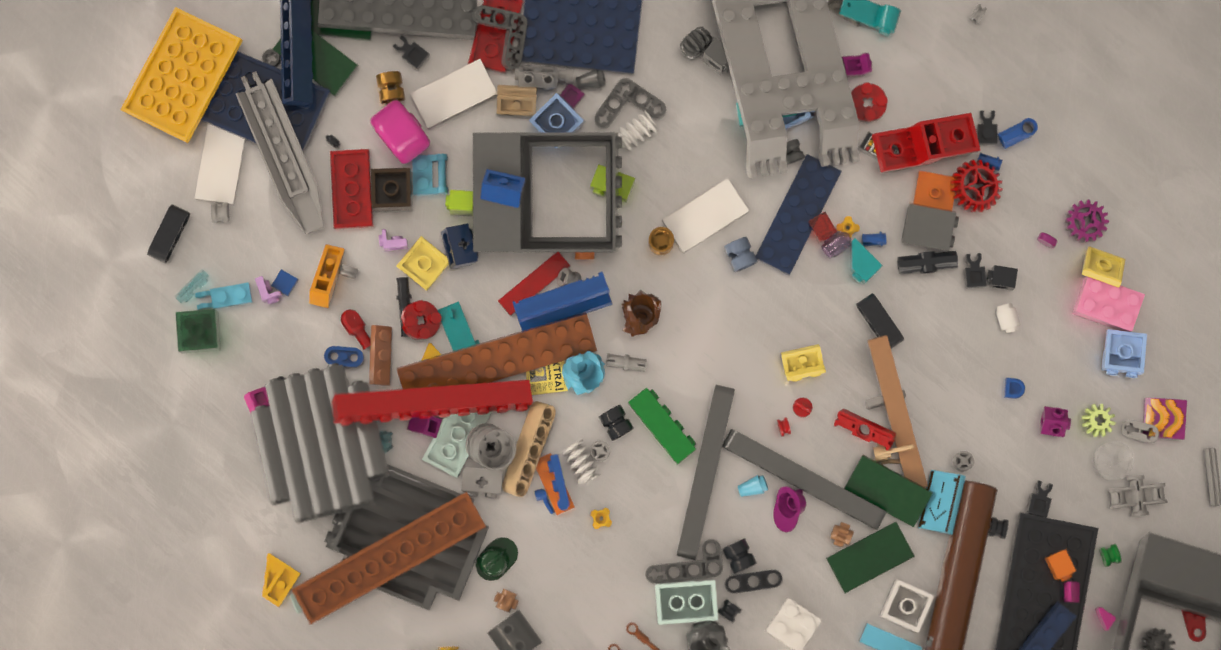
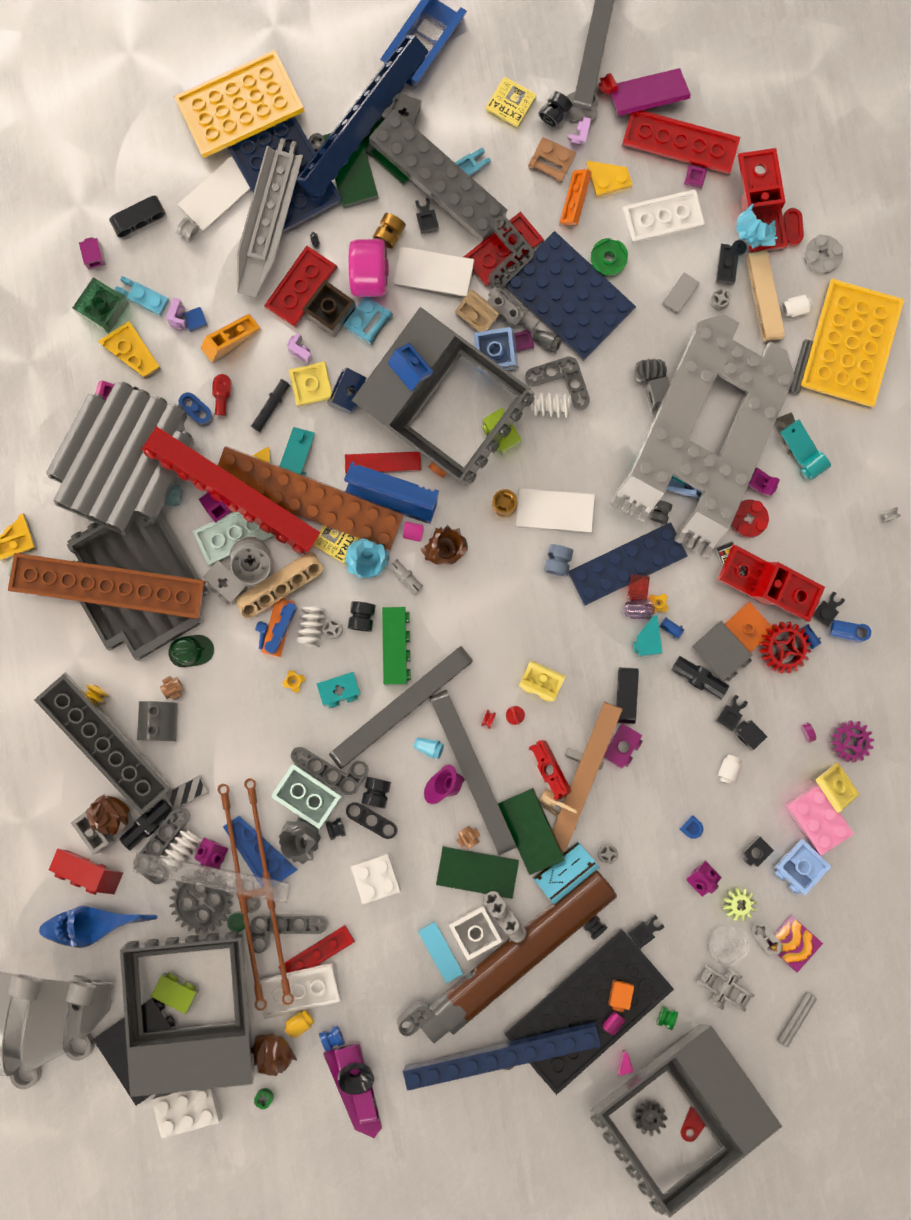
camera: 45 degrees right, 0 degrees up
(154, 292) = (92, 253): none -> magenta brick
(186, 292) = (116, 270): clear light blue plate -> none
(249, 348) = (130, 349): none -> yellow wing
(348, 271) = (249, 346): light grey bush -> none
(380, 355) = (223, 428): nougat plate -> none
(410, 321) = (265, 418): red plate -> none
(460, 202) = (370, 355): lime brick -> none
(566, 277) = (411, 476): light grey wheel -> none
(603, 321) = (413, 531): none -> dark pink slope
(634, 502) = (346, 682): none -> teal brick
(912, 354) = (627, 735): none -> magenta brick
(920, 574) = (506, 919): none -> light grey axle
(1085, 361) = (765, 850): none -> black brick

